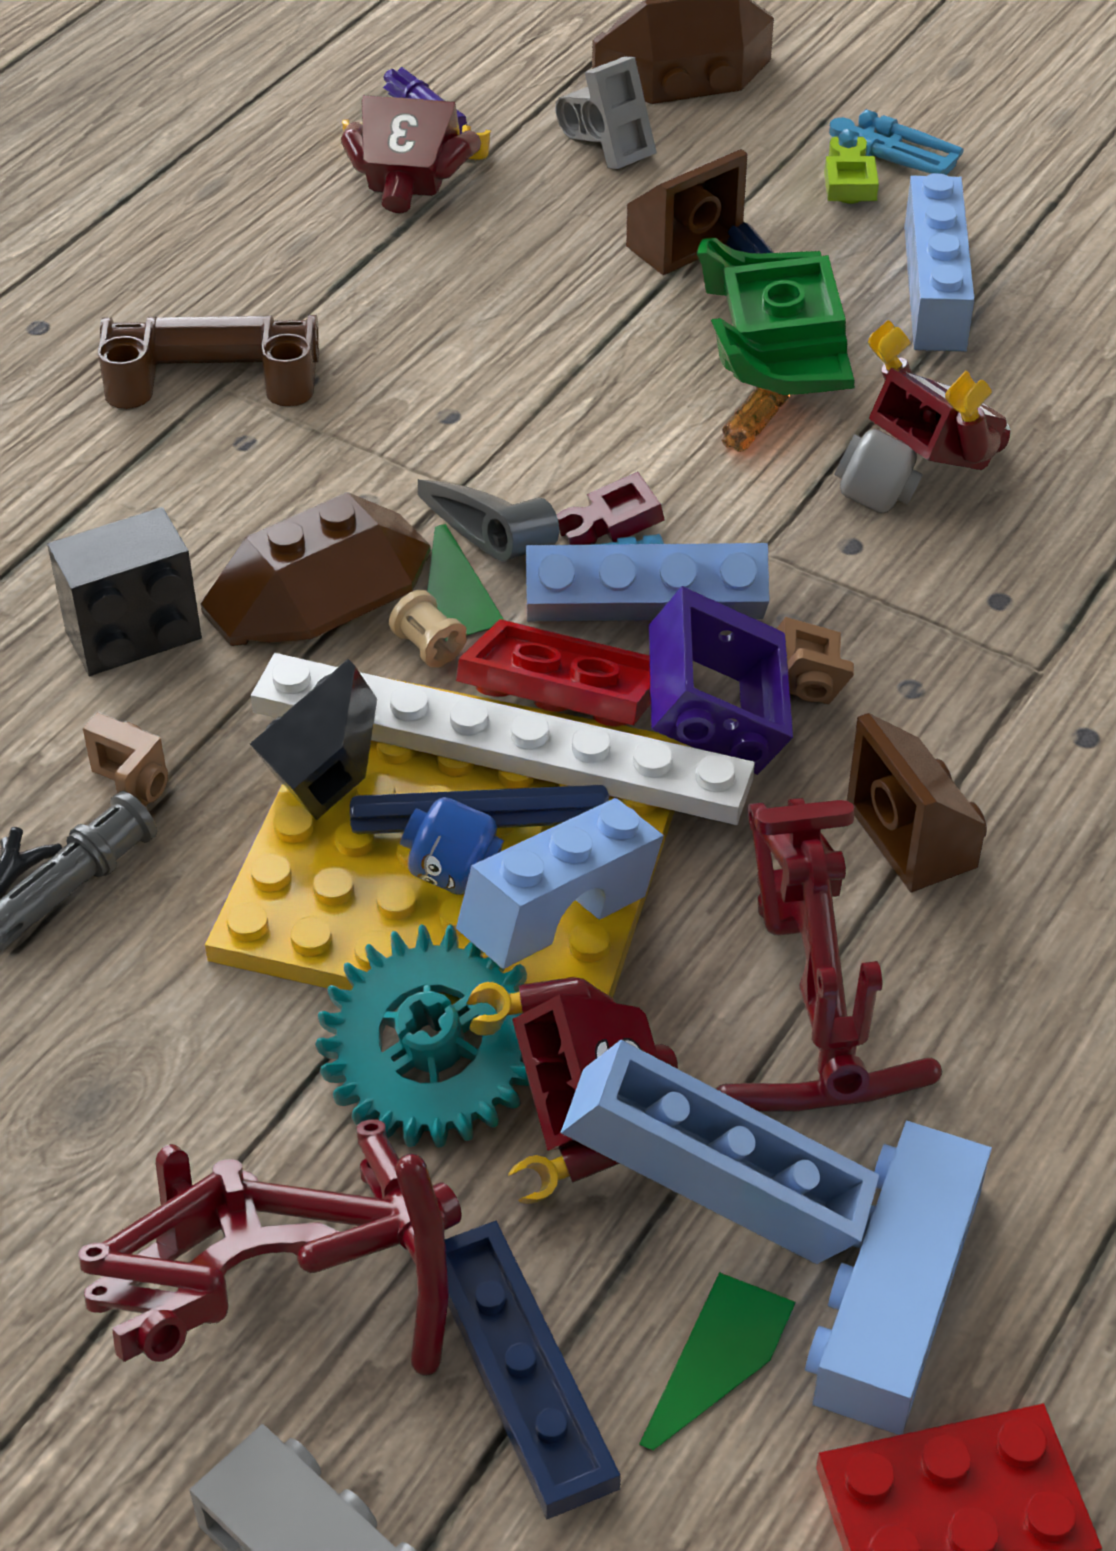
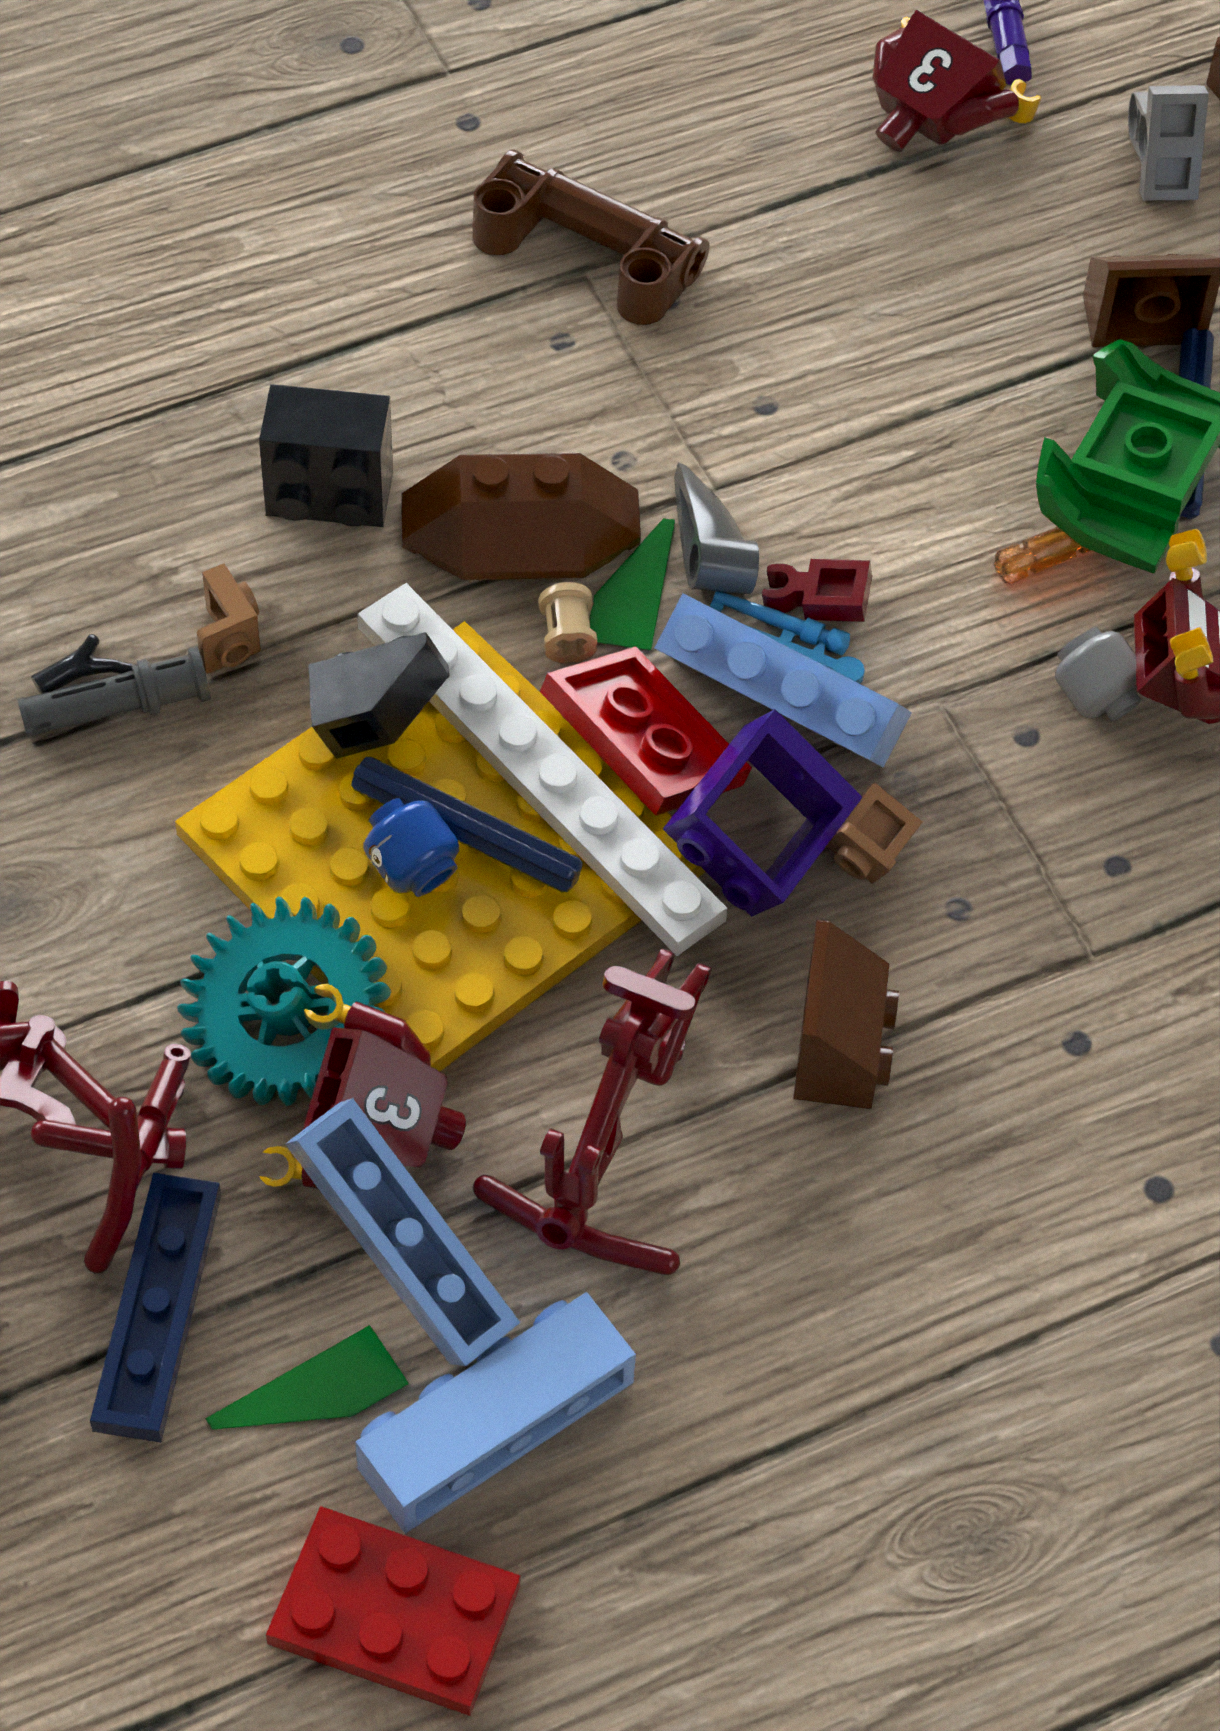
camera: 30 degrees right, 10 degrees up
(524, 890) = (414, 923): light blue arch -> none

